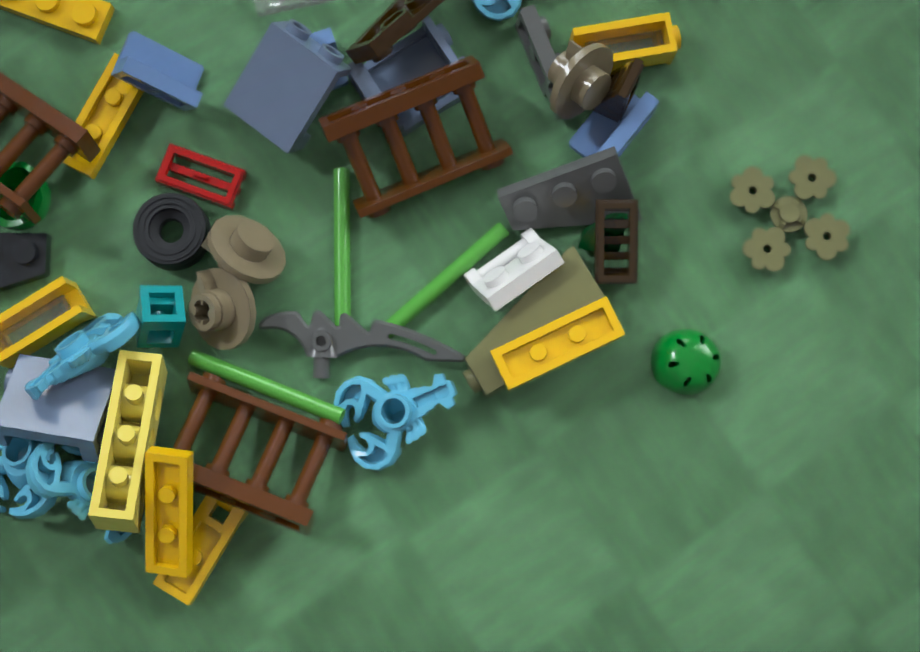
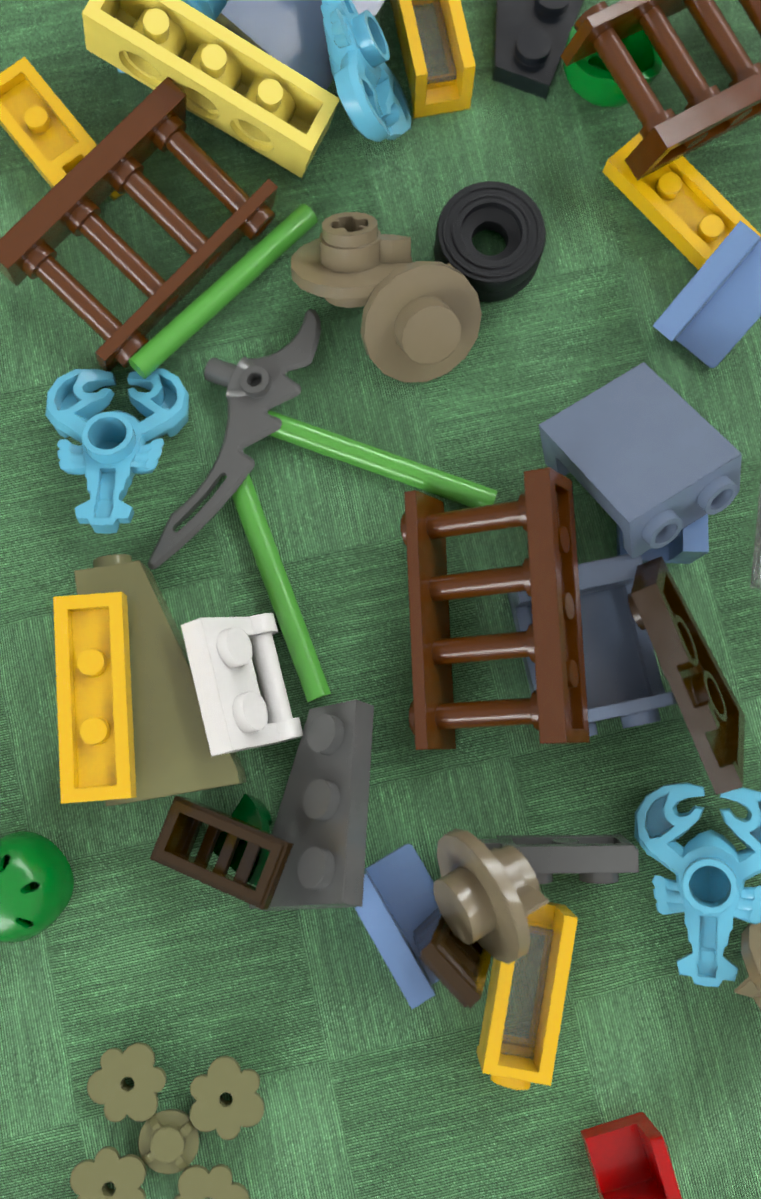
camera: 100 degrees right, 0 degrees up
(160, 316) = (373, 176): teal brick -> none
(169, 511) = (91, 83): yellow plate -> none
(233, 189) = (523, 346): red tile -> none

